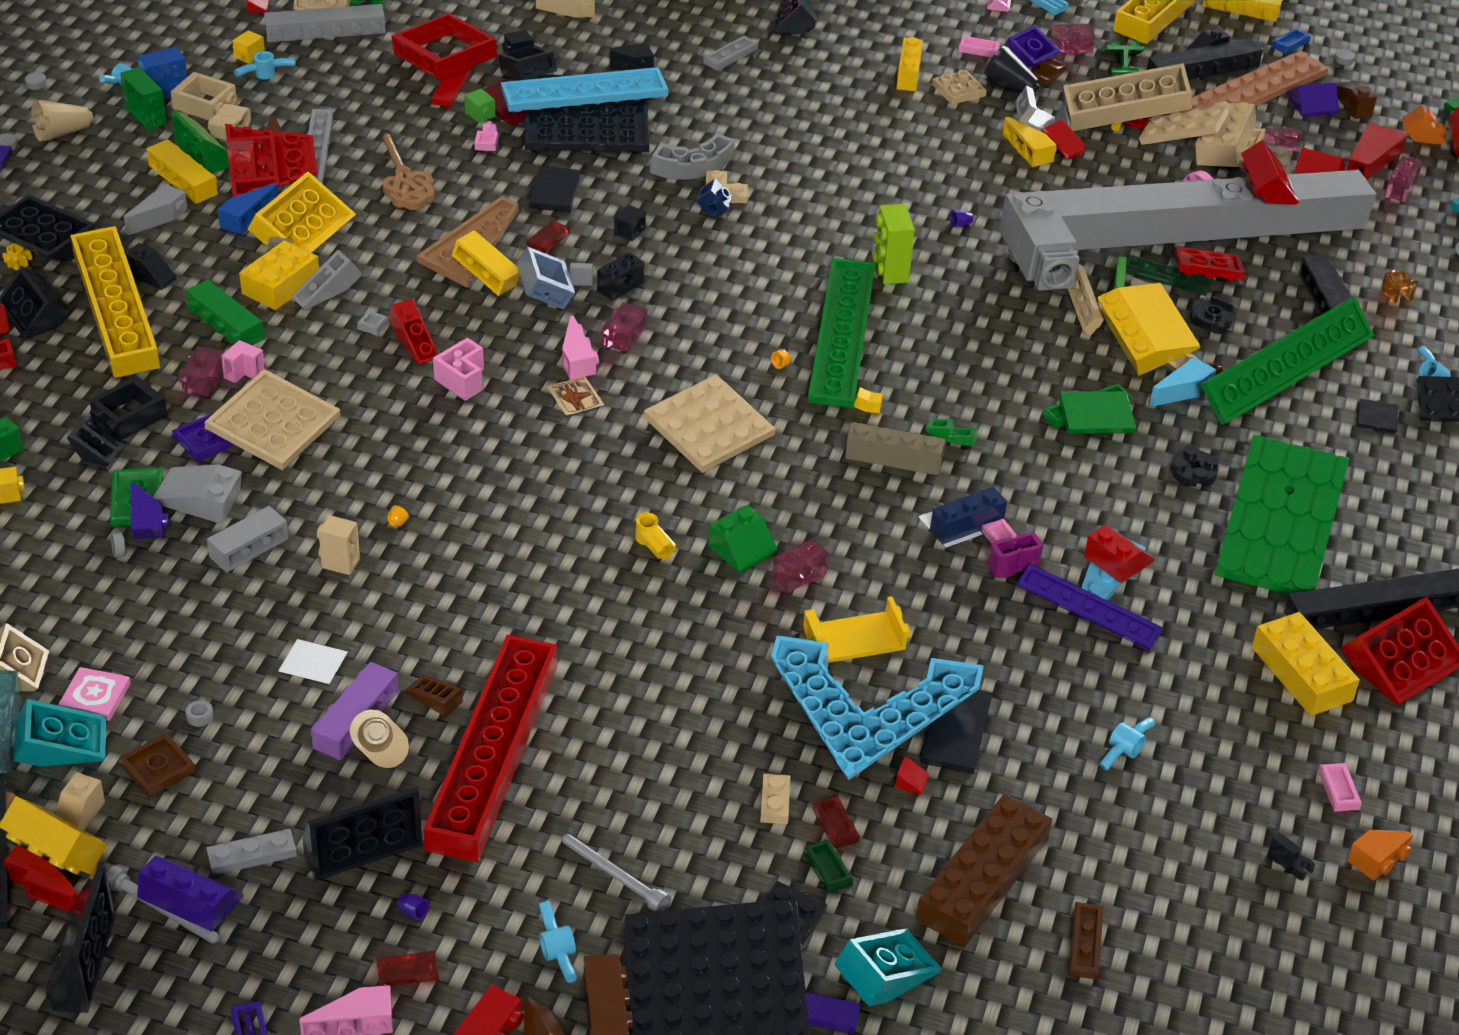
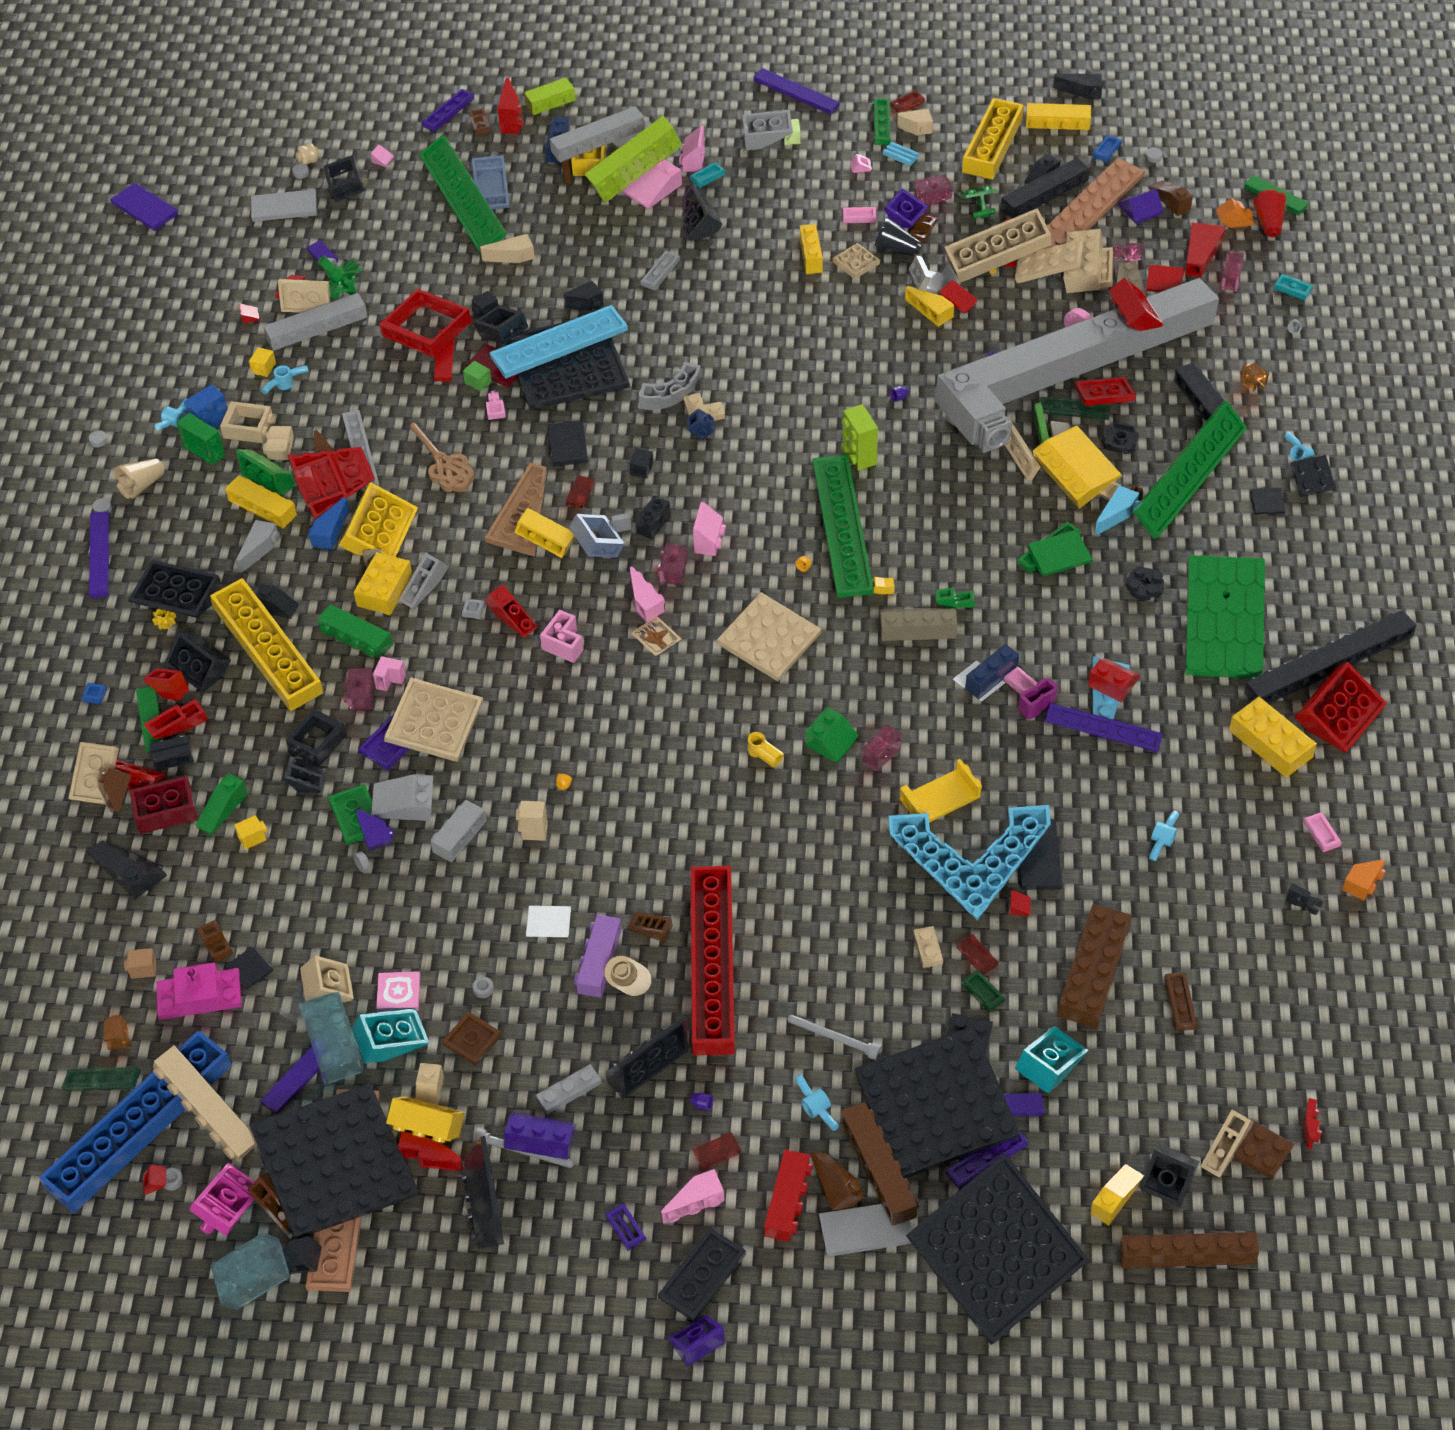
camera: 10 degrees left, 10 degrees up
(678, 300) = (708, 531): none -> bright pink slope

